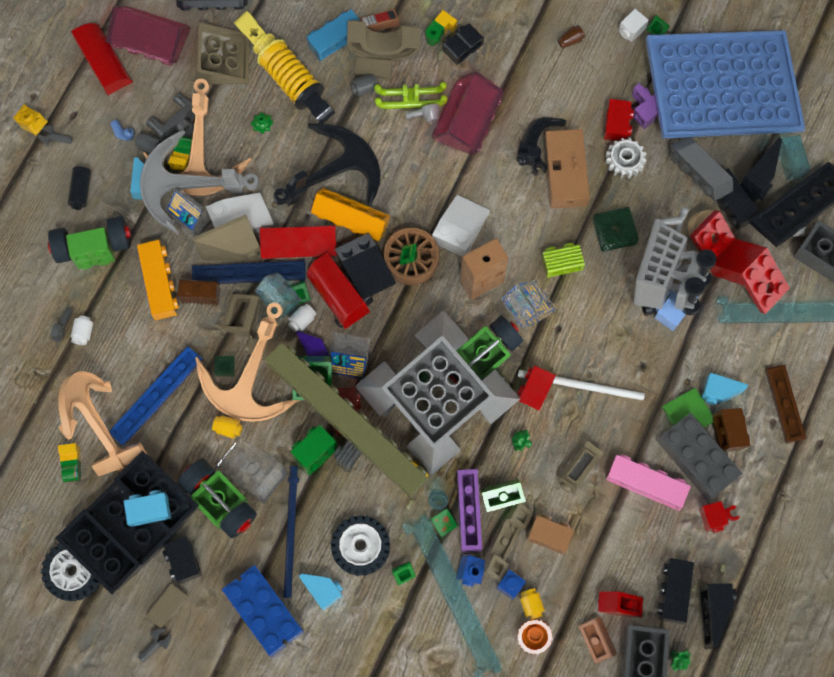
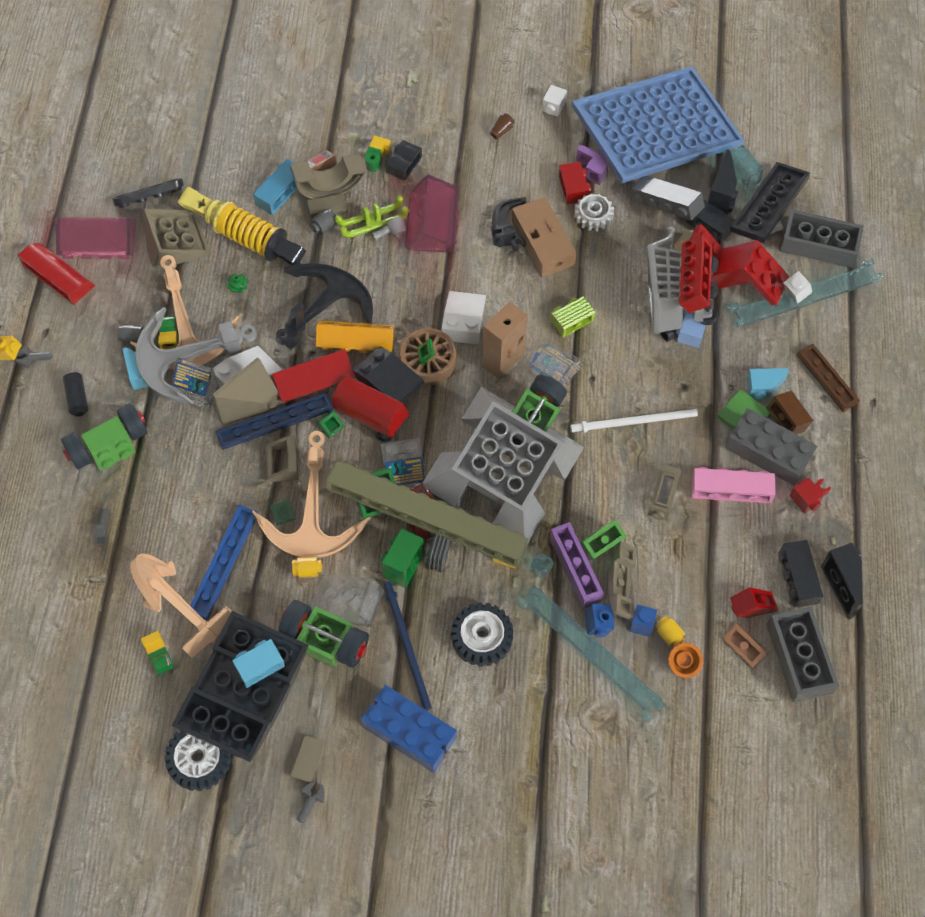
camera: 20 degrees left, 10 degrees down
(81, 330) = (125, 525): white brick -> none
(120, 133) = (105, 333): medium blue arm -> none
(157, 280) = (186, 453): light orange brick -> none
(178, 122) = (155, 303): dark grey connector -> none
(182, 560) = (308, 708): black brick -> none
(198, 292) = (231, 452): reddish brown brick -> none
(276, 290) = (306, 422): clear light blue piece -> none
(301, 318) = (343, 444): white brick -> none
(312, 345) = (362, 463): dark purple slope -> none
(322, 589) = (460, 688): medium azure slope -> none
(403, 573) = (534, 646): green slope -> none
(444, 522) = (554, 586): green slope -> none
(521, 440) = (598, 486): green plant -> none
(537, 387) = (594, 432): red piece -> none
(551, 534) = (662, 562): medium nougat brick -> none
(608, 237) = (609, 275): clear green brick -> none
(658, 26) = (576, 93): green slope -> none
(680, 660) = (831, 635): green plant -> none
(687, 268) = (695, 274): none -> red brick
(791, 304) = (798, 287): none -> white brick

